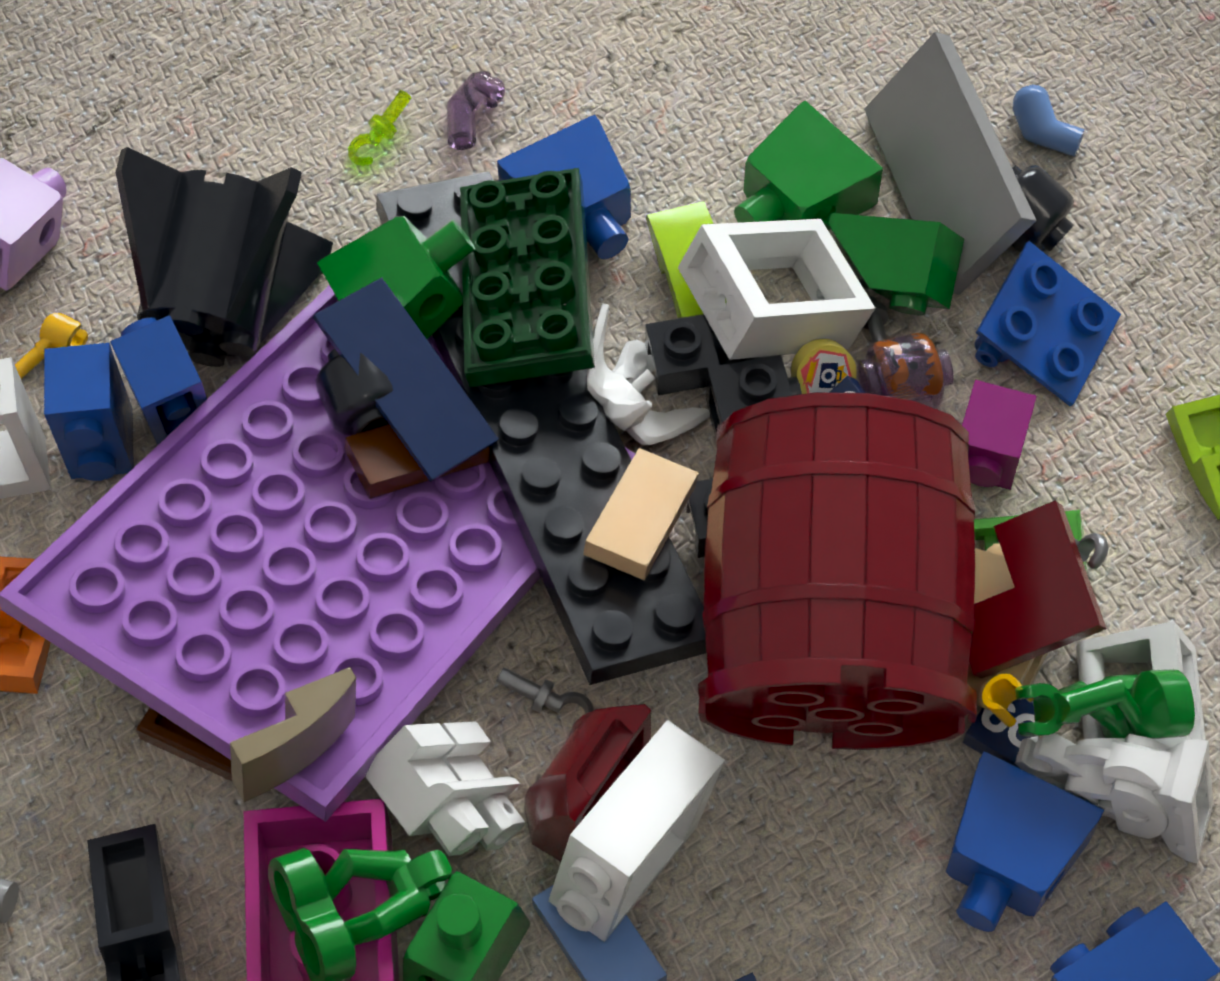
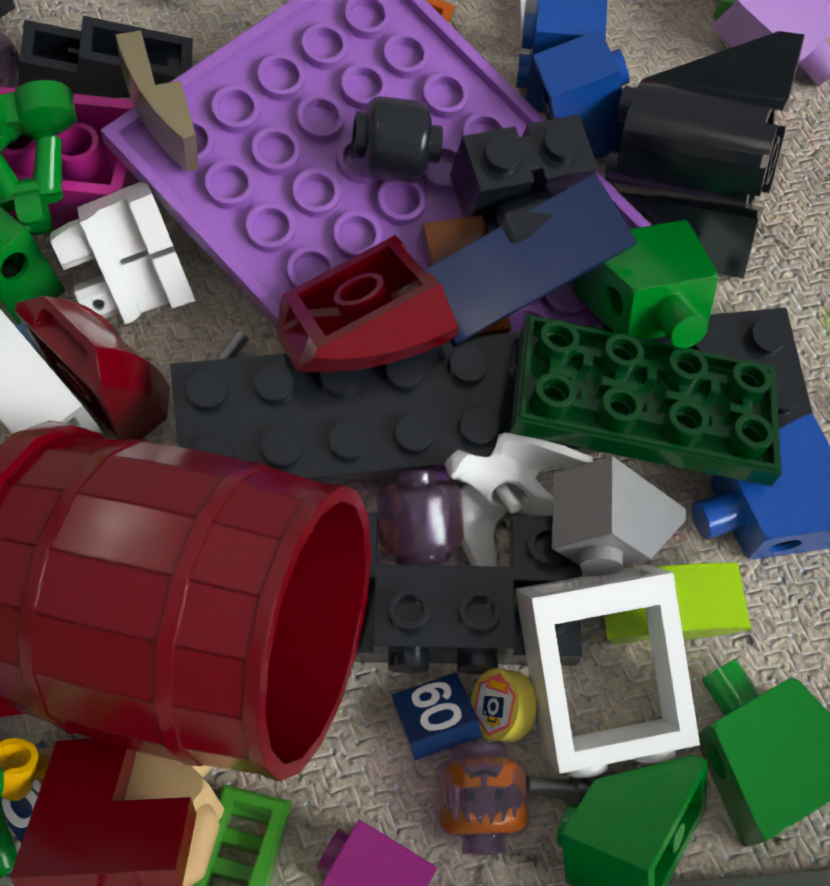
camera: 100 degrees right, 5 degrees up
(55, 332) = (658, 60): yellow hand -> none
(286, 512) = (395, 139): none -> black head
(292, 403) = (502, 164): none -> black piece
(501, 505) = (365, 313): none -> dark red slope
(641, 514) = (326, 439): tan tile -> none
(654, 290) = (610, 516): none -> light grey slope
(677, 439) = (420, 517): none -> clear purple head

